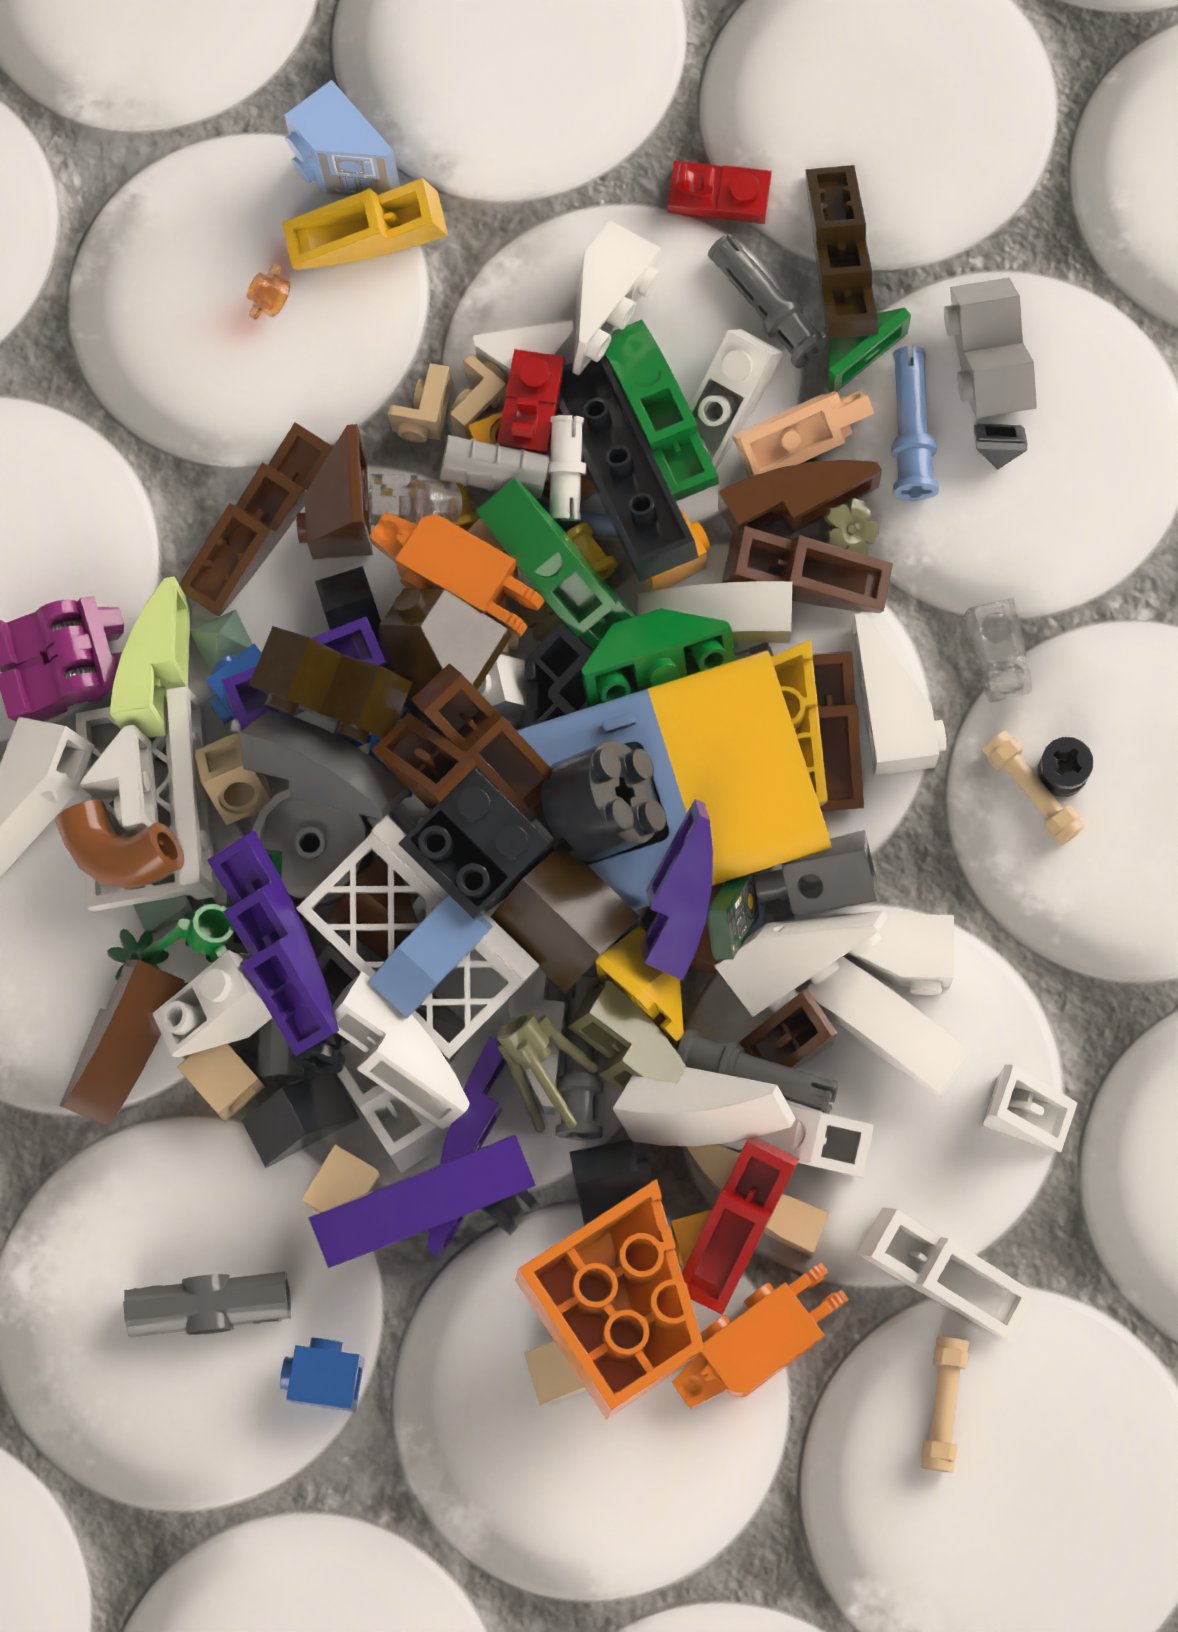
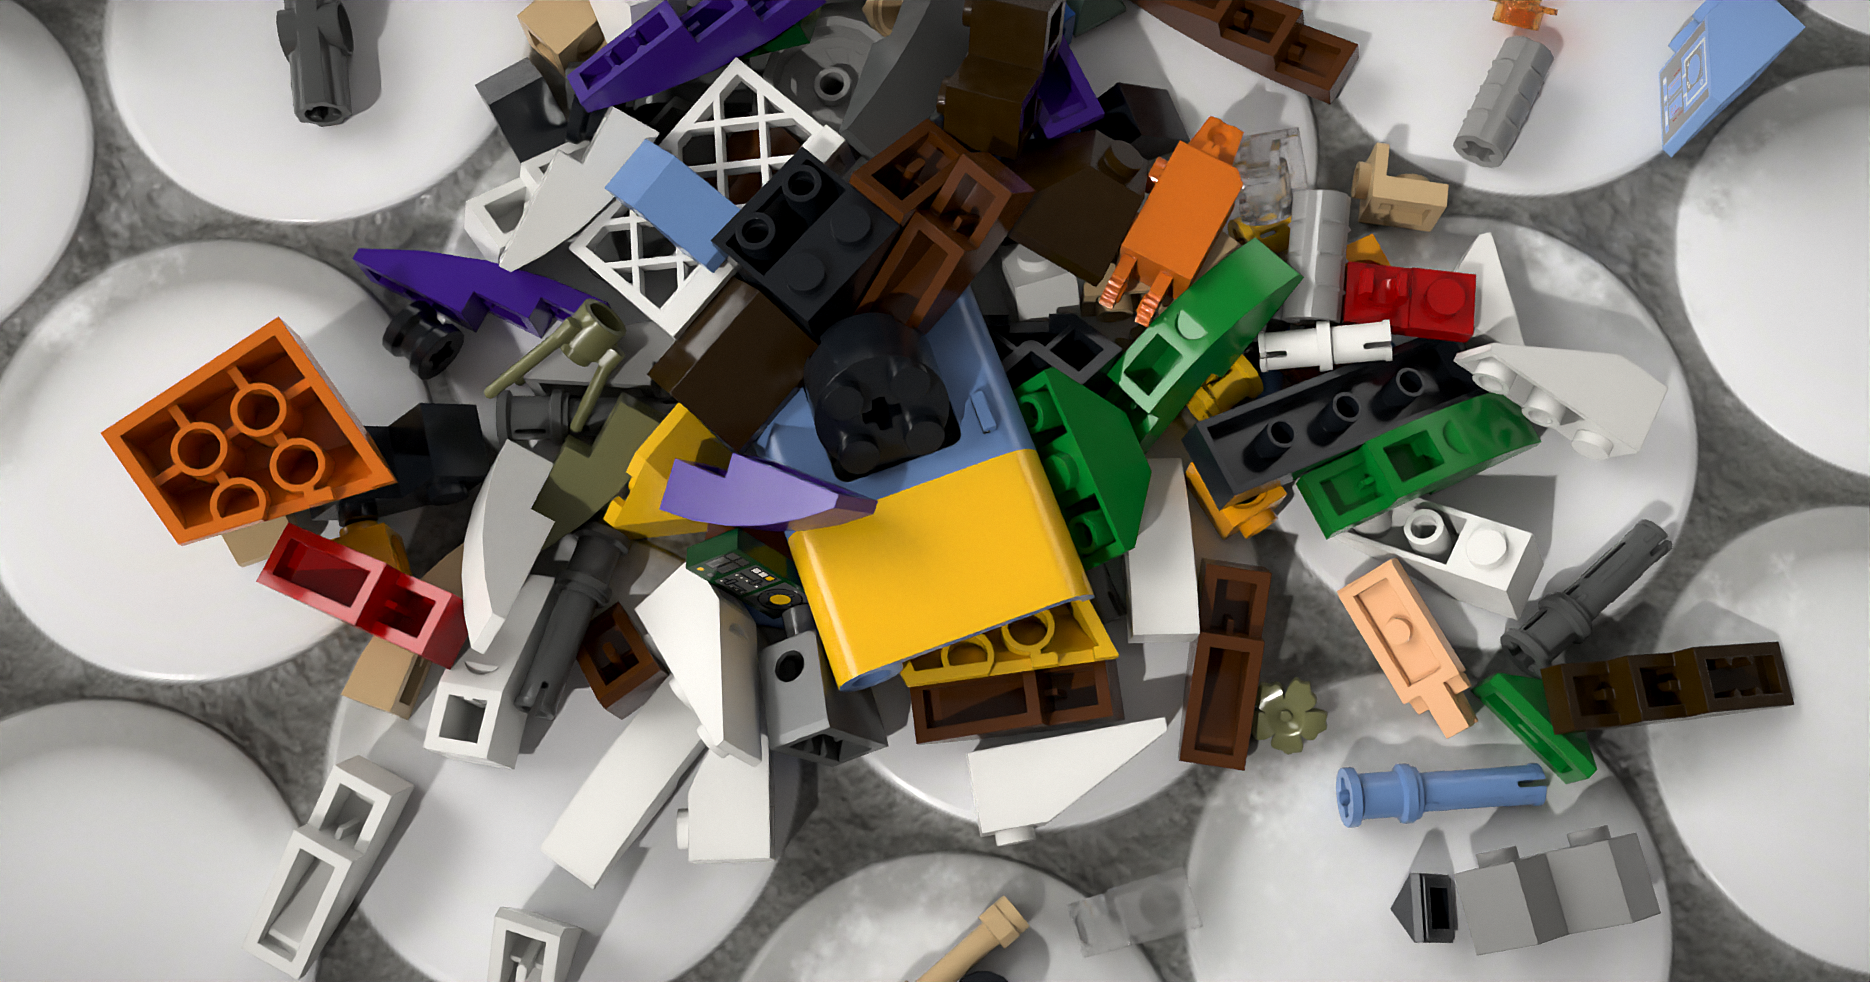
camera: 80 degrees right, 0 degrees up
(323, 1375) = (227, 157): blue brick -> none
(338, 502) = (1271, 95): reddish brown slope -> none
(339, 1180) = (436, 155): tan panel -> none
(350, 315) = (1503, 101): none -> light grey axle
(365, 226) = (1622, 114): yellow slope -> none
(421, 1201) = (404, 235): dark purple slope -> none
(483, 400) = (1408, 248): tan bracket -> none
(719, 192) = (1730, 534): red plate -> none
(758, 1342) = (249, 639): orange hinge -> none
(796, 493) = (1326, 642): reddish brown slope -> none
(939, 1452) = (119, 862): tan bar -> none

